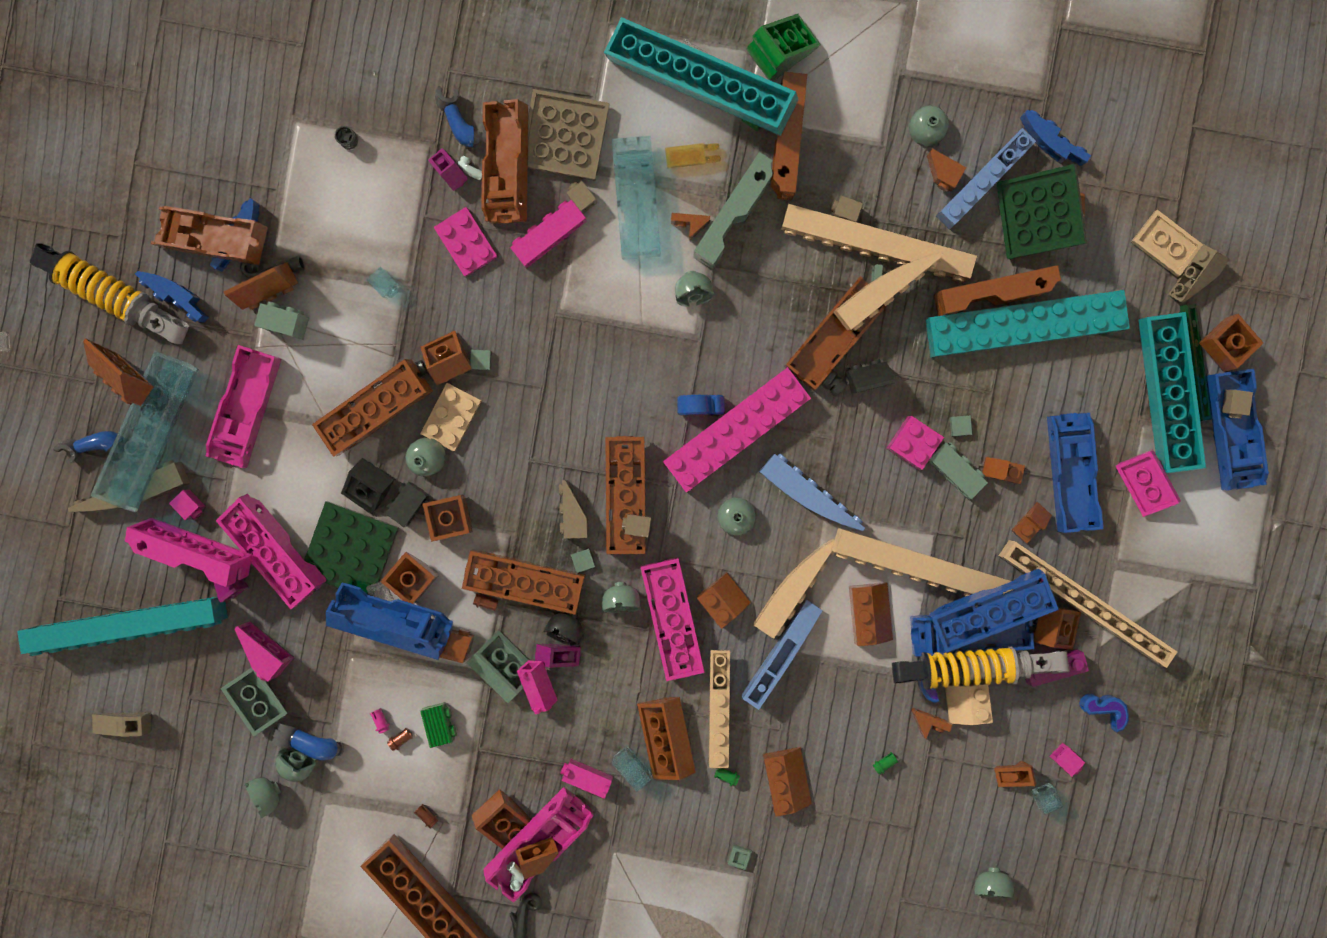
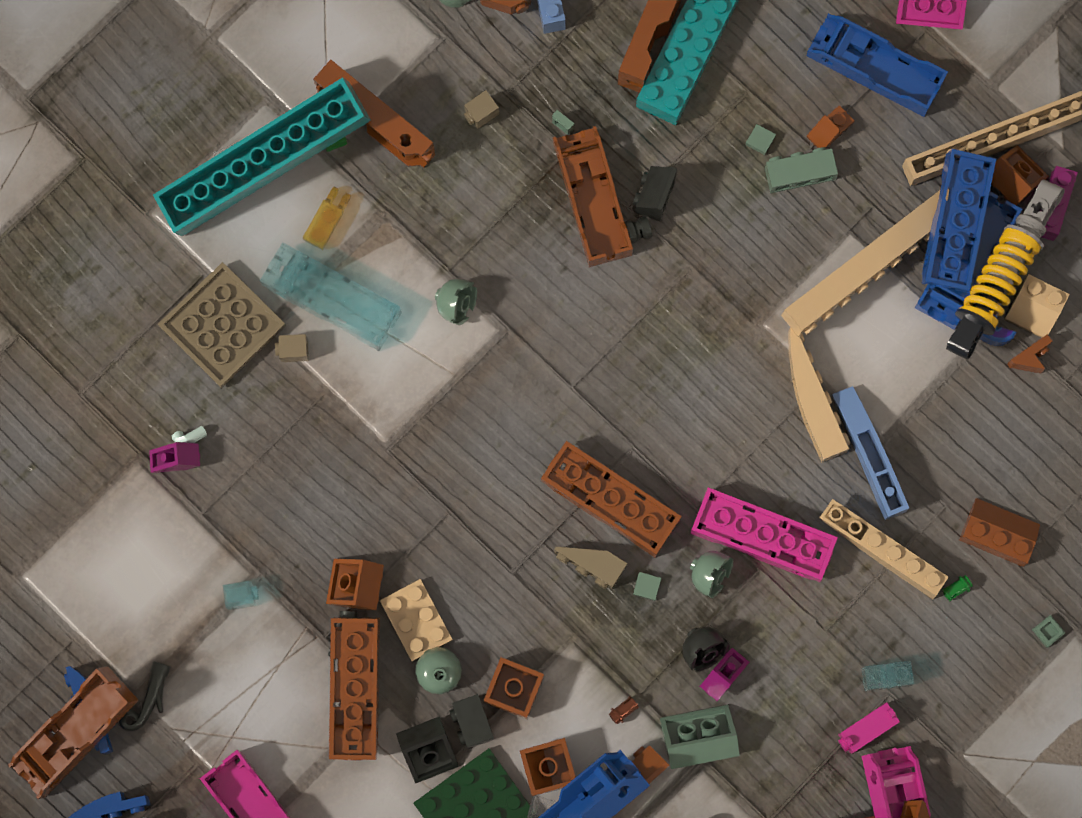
camera: 55 degrees left, 10 degrees down
(263, 287) = (161, 714): dark orange slope -> none
(282, 321) = (206, 718): sand green brick -> none
(343, 135) = (69, 535): pearl dark grey wheel -> none
(462, 131) = (150, 419): blue piece -> none
(465, 242) = (255, 489): dark pink plate -> none
(481, 359) = (380, 552): sand green tile -> none
(505, 162) = (208, 395): dark orange piece -> none
(524, 582) = (629, 656): dark orange piece -> none
(537, 686) = (742, 712): dark pink brick -> none
(548, 233) = (305, 403): dark pink brick -> none
(636, 525) = (648, 503): dark tan brick -> none
(666, 738) = (880, 622): dark orange slope -> none
(696, 222) = (392, 257): dark orange slope -> none
(700, 405) = (571, 368): blue animal -> none
(723, 600) = (779, 475): dark orange slope -> none
(729, 509) = (704, 417): sand green cylinder -> none
(735, 210) = (409, 212): sand green piece -> none
(737, 429) = (620, 351): dark pink brick -> none
(781, 45) = (286, 67): green brick -> none
(806, 492) = (726, 325): medium blue slope -> none
(870, 614) = (886, 342): dark orange slope -> none
(875, 242) = (532, 101): tan brick -> none
(882, 290) = (581, 126): tan slope -> none
(885, 763) = (1045, 425): green pin -> none
(915, 442) = (747, 191): dark pink brick -> none
(1033, 521) = (899, 135): dark orange slope -> none

